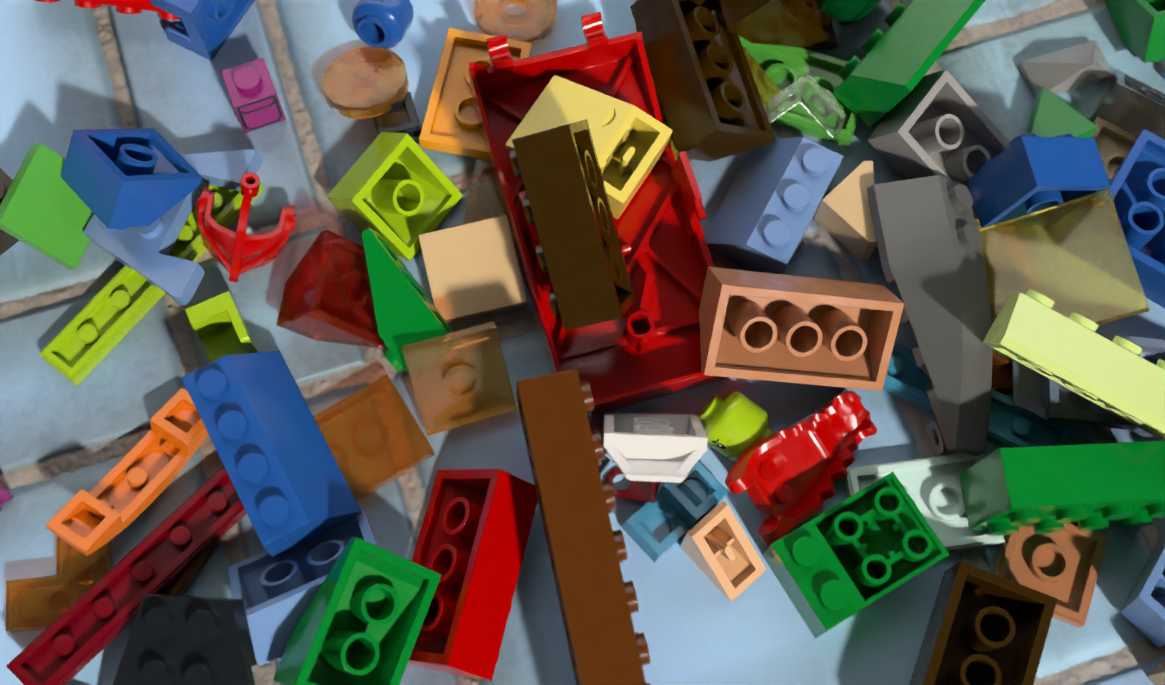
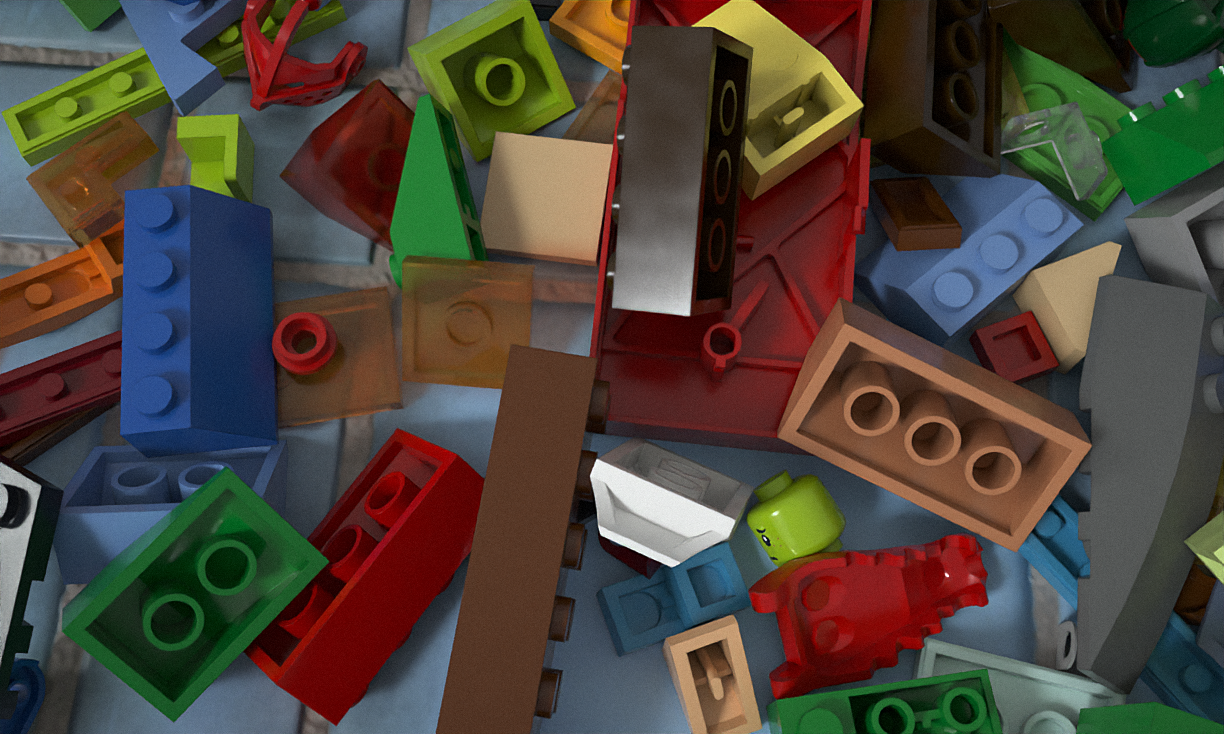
camera: 25 degrees right, 0 degrees up
(126, 381) = (80, 179): none -> clear orange tile
(345, 423) = (294, 330): none -> red plate
(730, 188) = (914, 214): none -> reddish brown tile
(829, 256) = (1014, 349): none -> red tile

